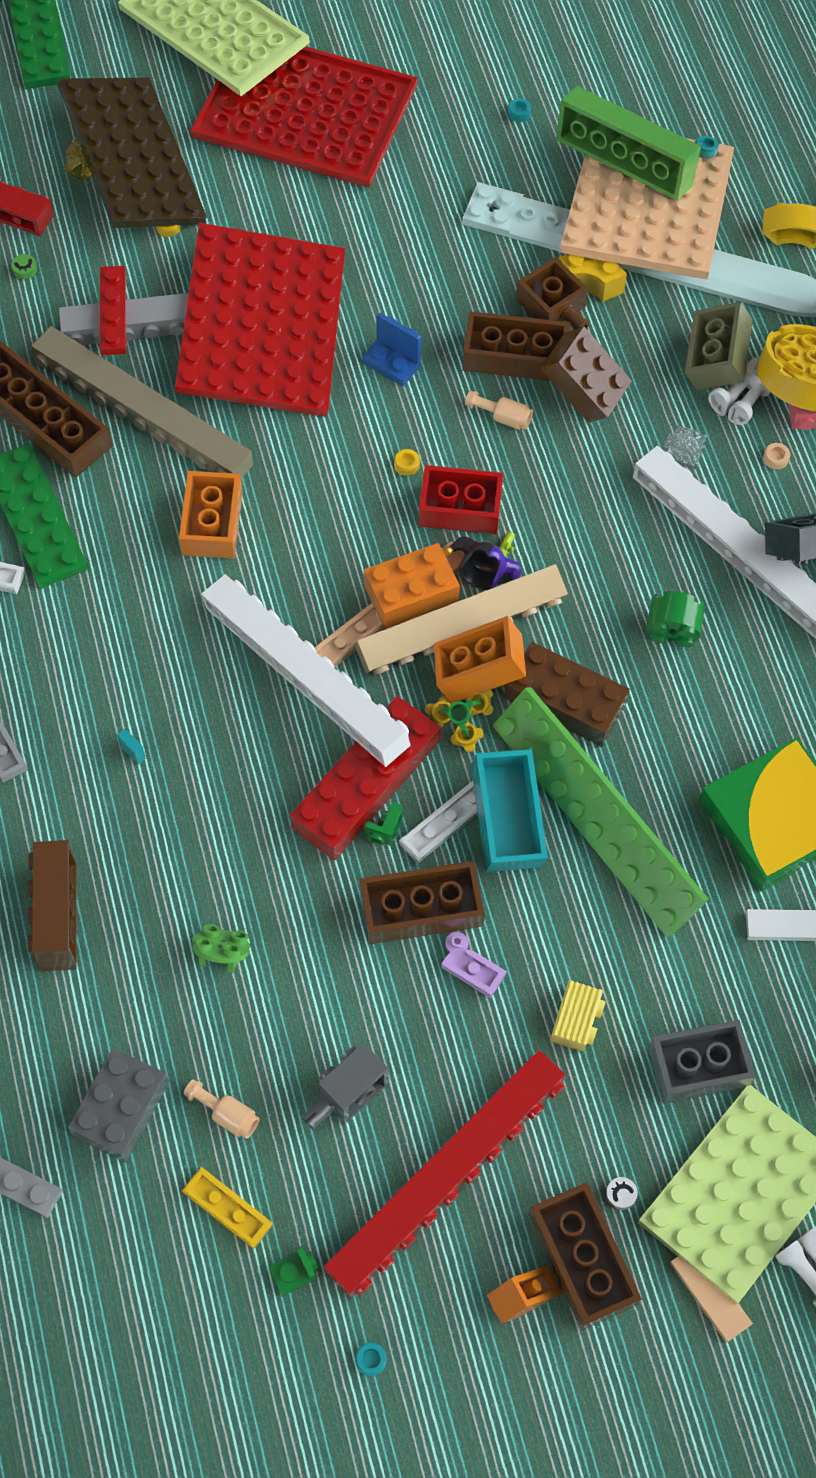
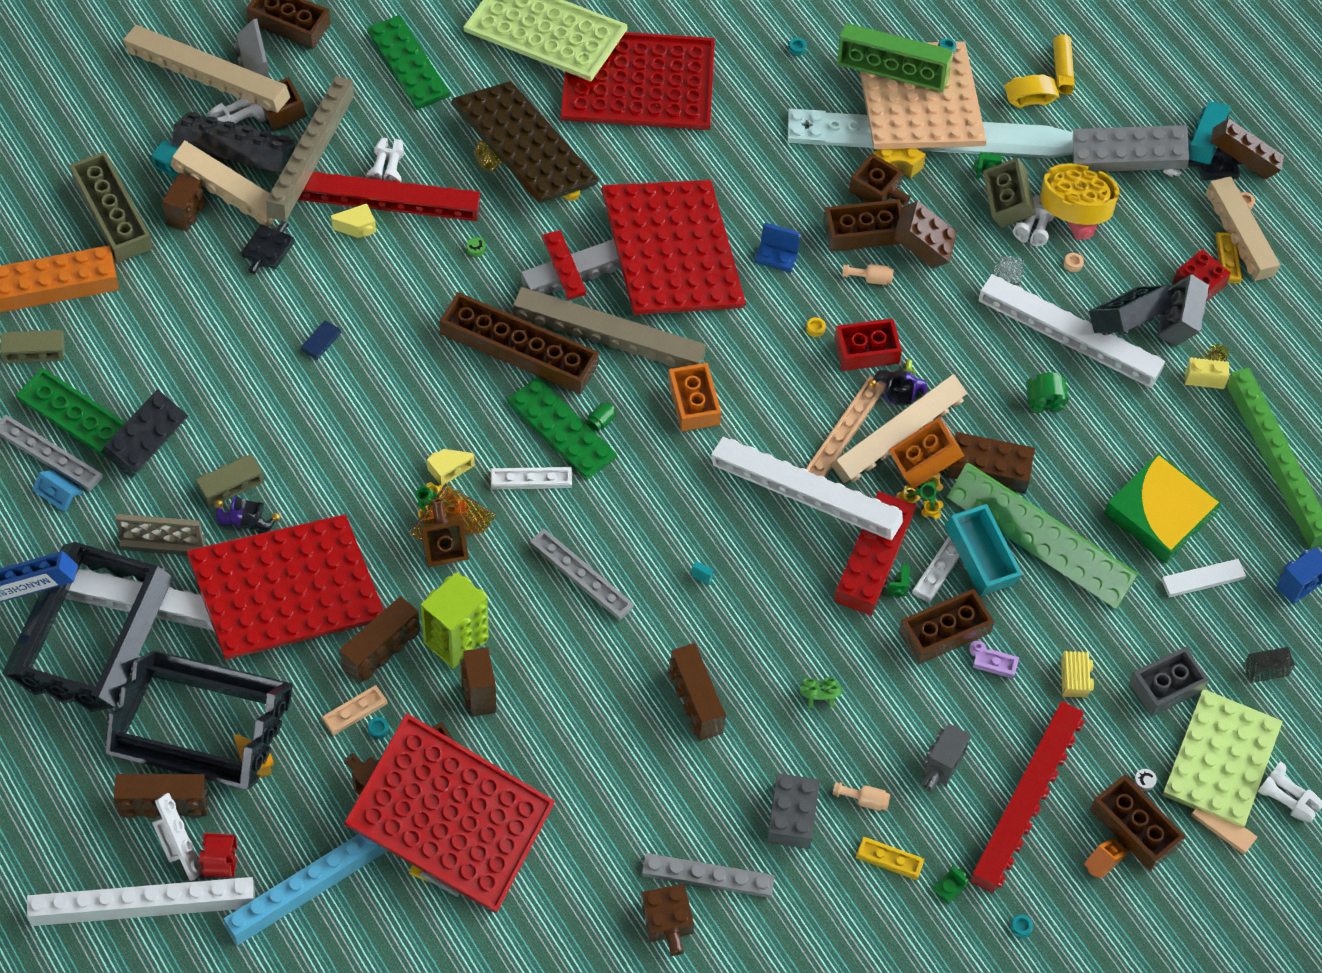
camera: 20 degrees left, 5 degrees down
(87, 512) = (601, 416): none -> green brick
(411, 585) = (857, 413): orange brick -> none
(703, 300) = (985, 162): none -> green bracket

